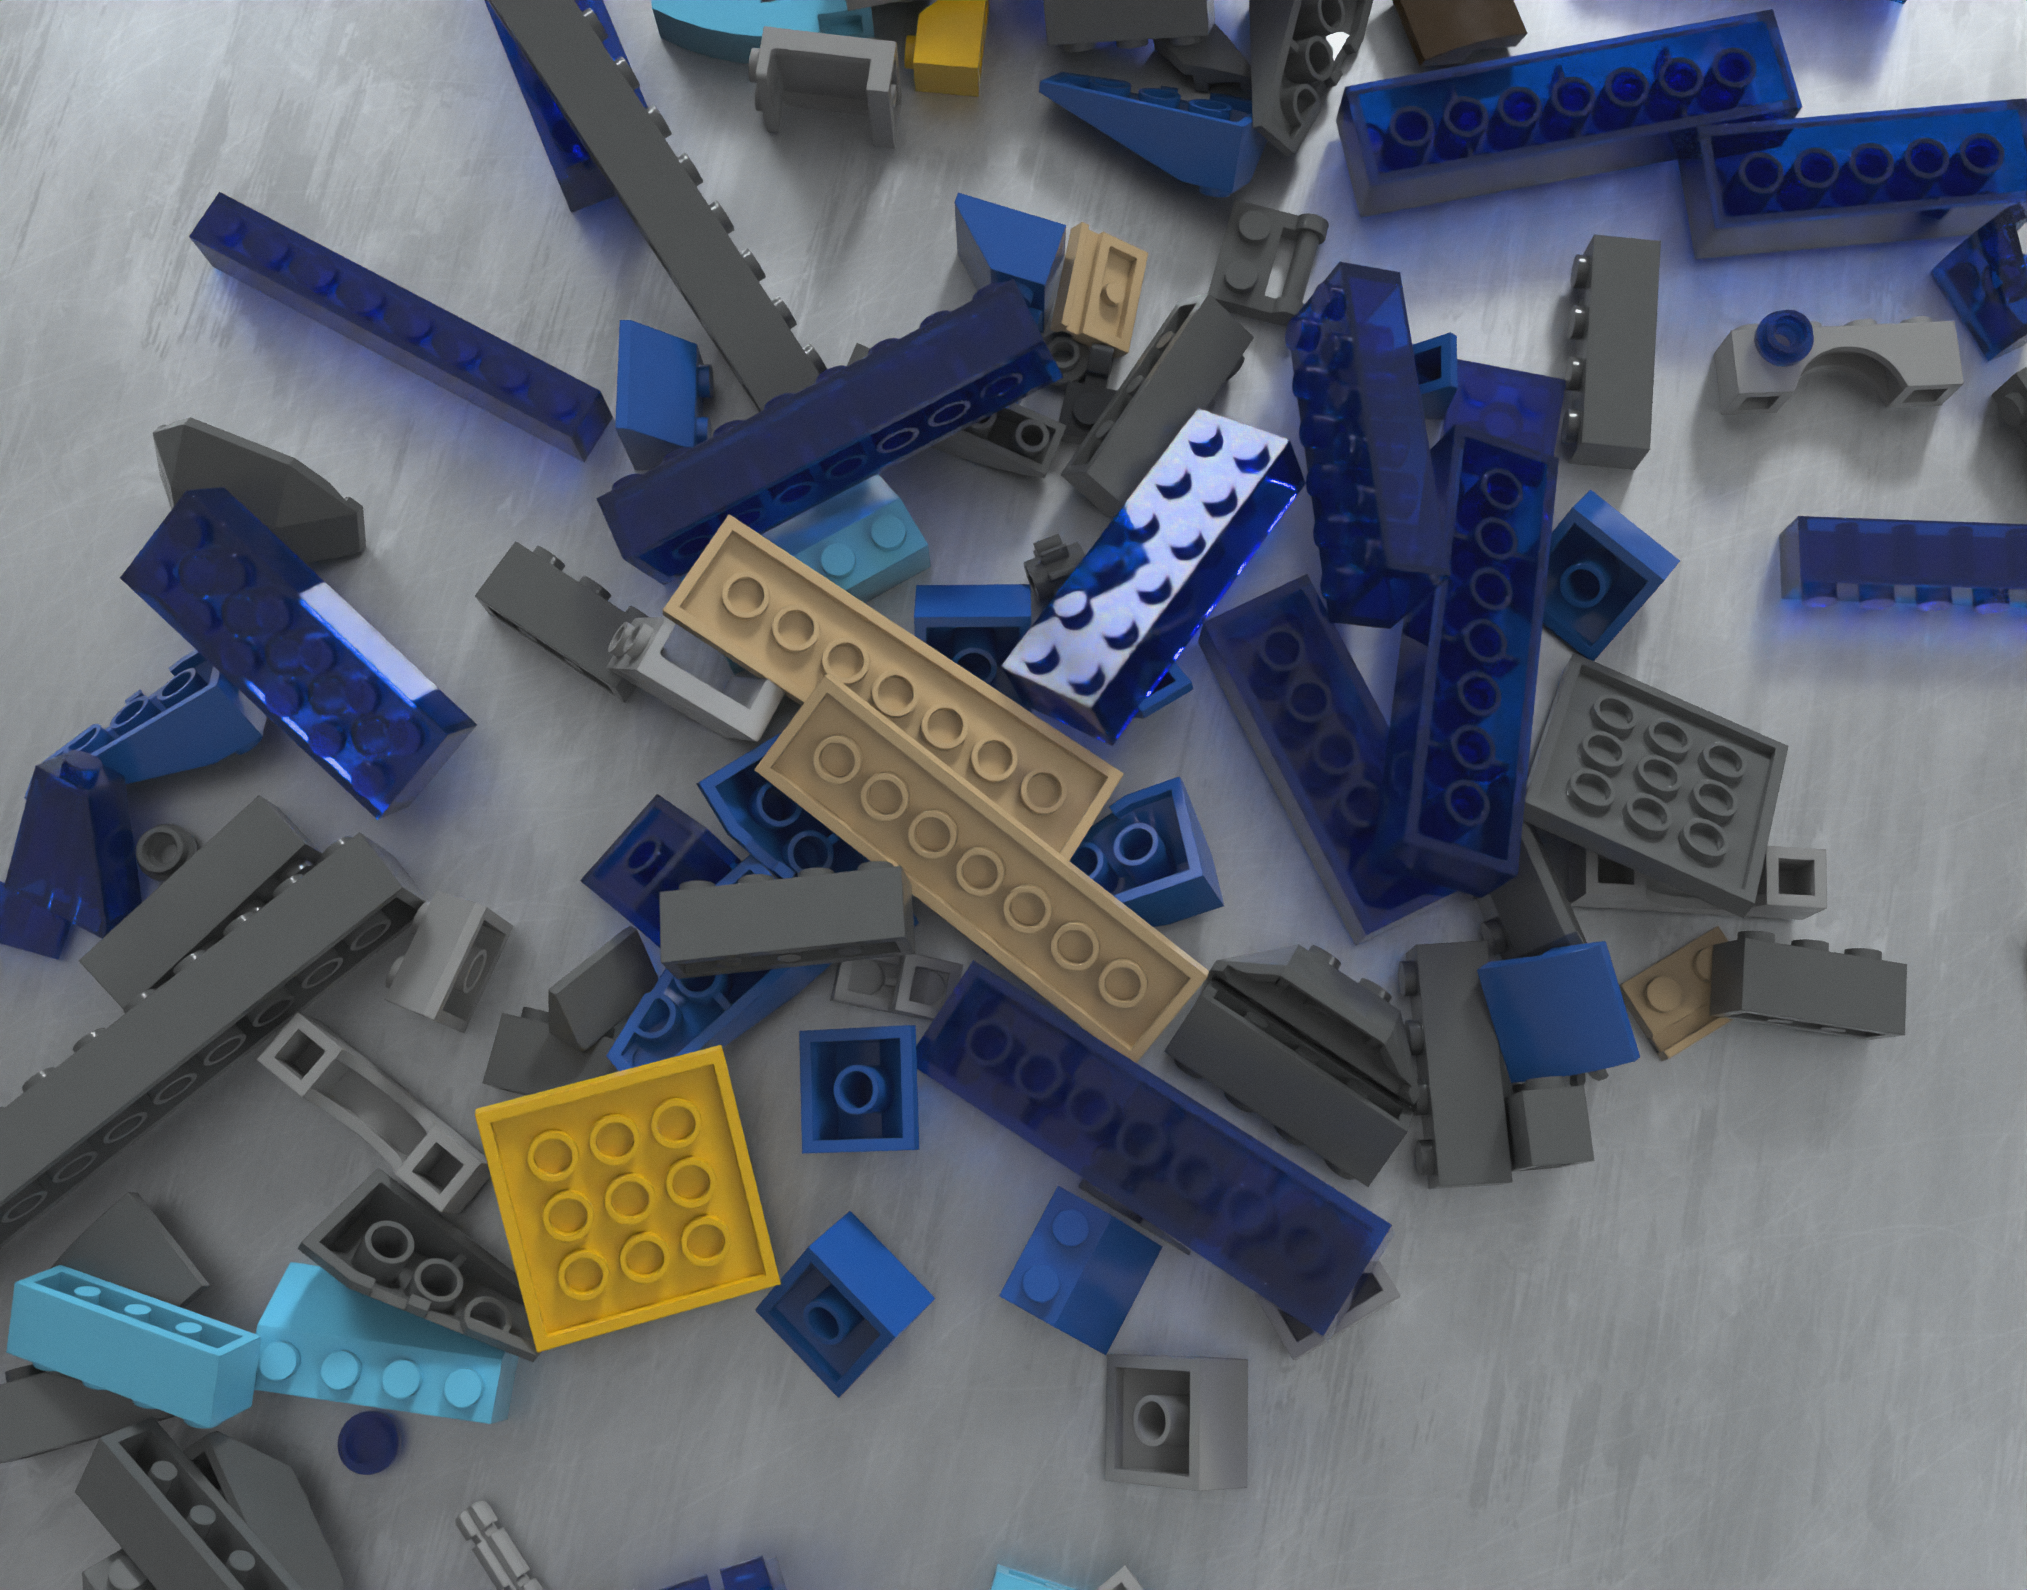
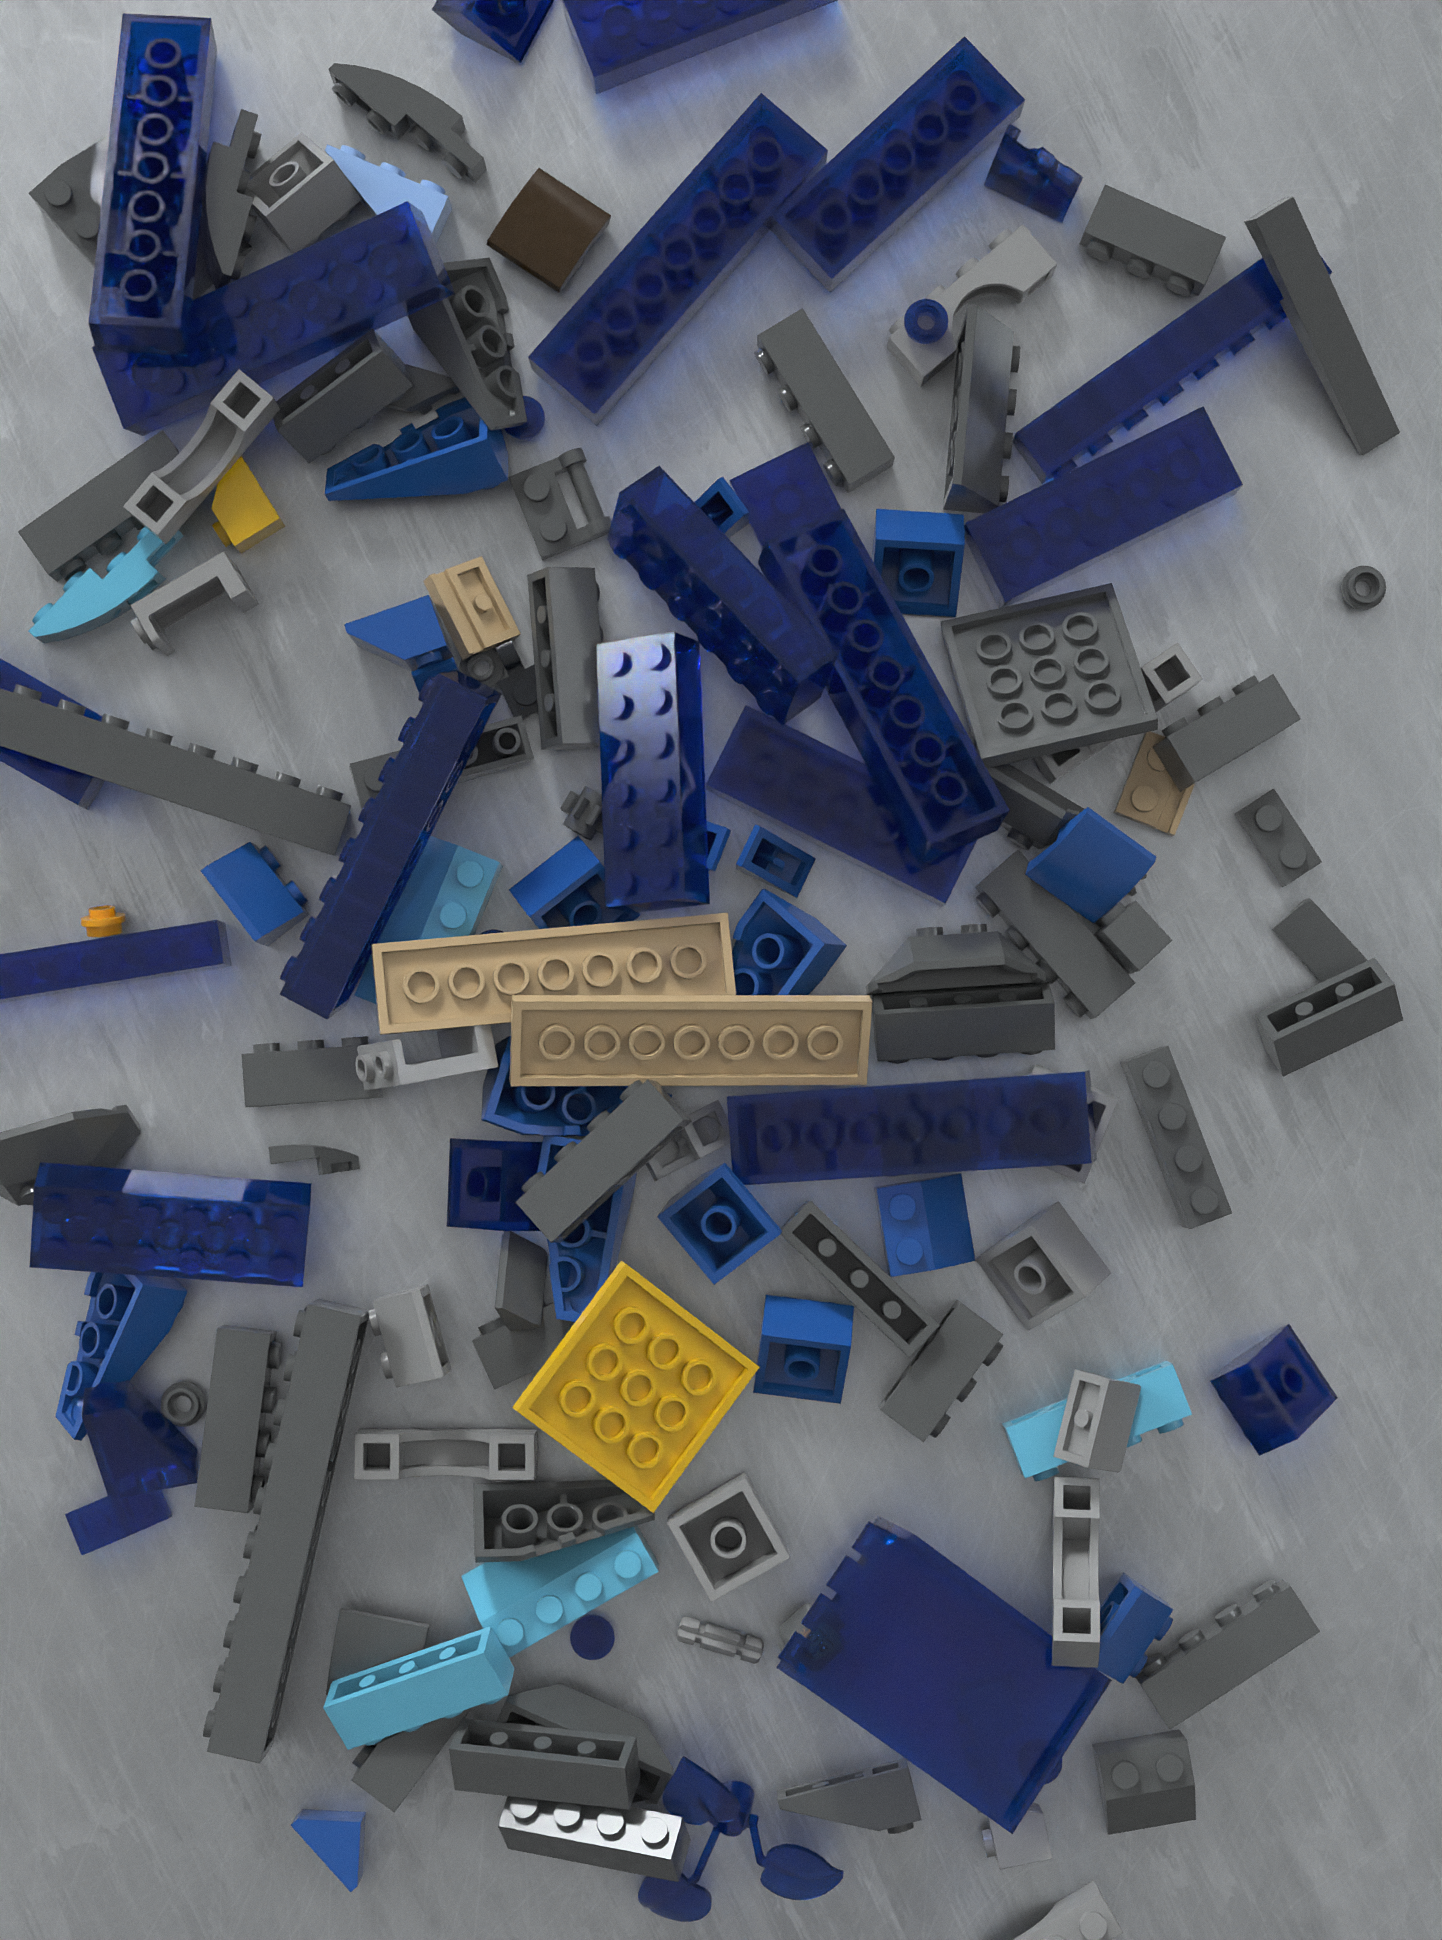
camera: 40 degrees left, 10 degrees up
(495, 320) = (103, 921): none -> light orange plate
(513, 717) = (328, 1159): none -> dark grey slope
(597, 1448) = (728, 1537): none -> light grey brick
(963, 1272) = (858, 1278): none -> dark grey brick
(974, 1451) = (942, 1372): none -> dark grey brick
(1212, 761) = (775, 861): none -> blue slope
(1296, 167) = (534, 424): none -> clear blue plate
(1432, 1392) = (1176, 1137): none -> dark grey brick
(1706, 1389) = (1329, 1016): none -> dark grey brick
(1749, 1304) = (1318, 941): none -> dark grey slope
(1776, 469) = (980, 414): none -> dark grey slope
(1782, 1149) = (1278, 837): none -> dark grey plate
(1836, 661) = (1101, 508): none -> clear blue brick

